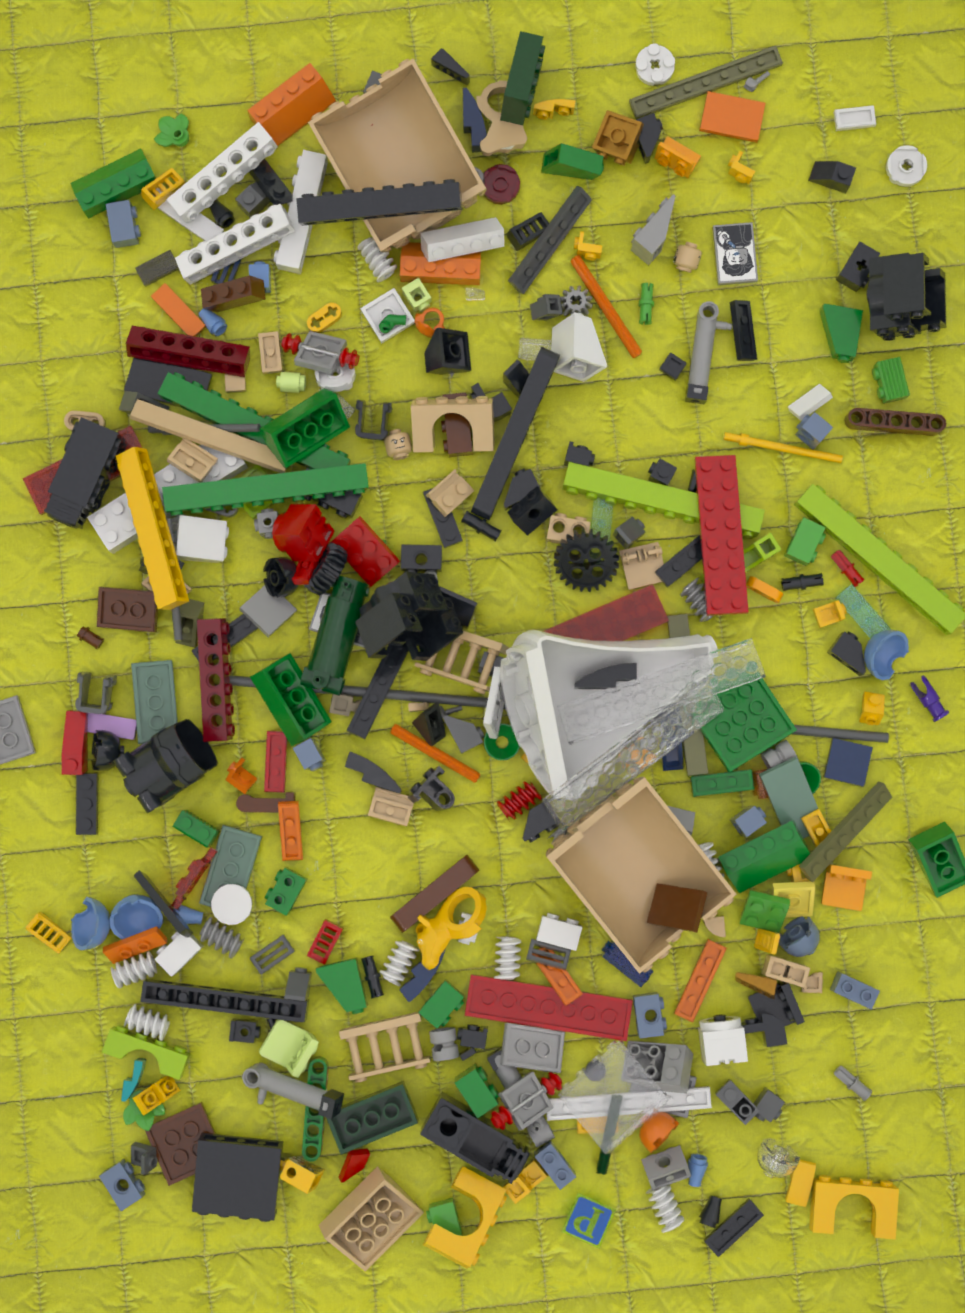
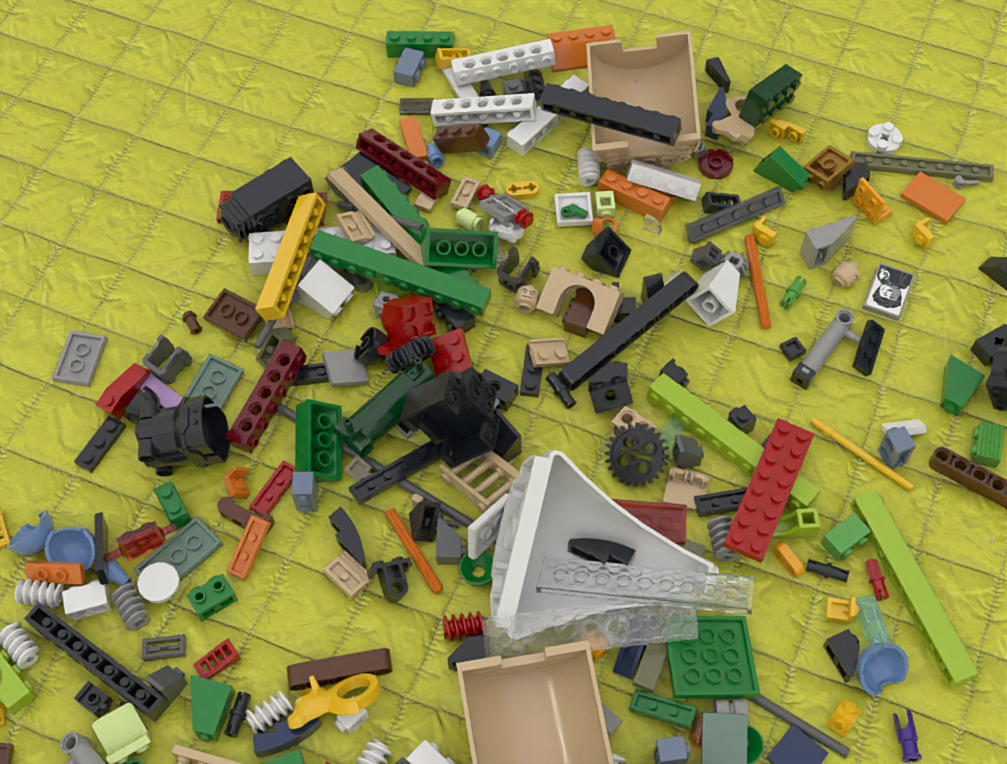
camera: 30 degrees right, 25 degrees down
(171, 129) = (484, 30): bright green plate -> none

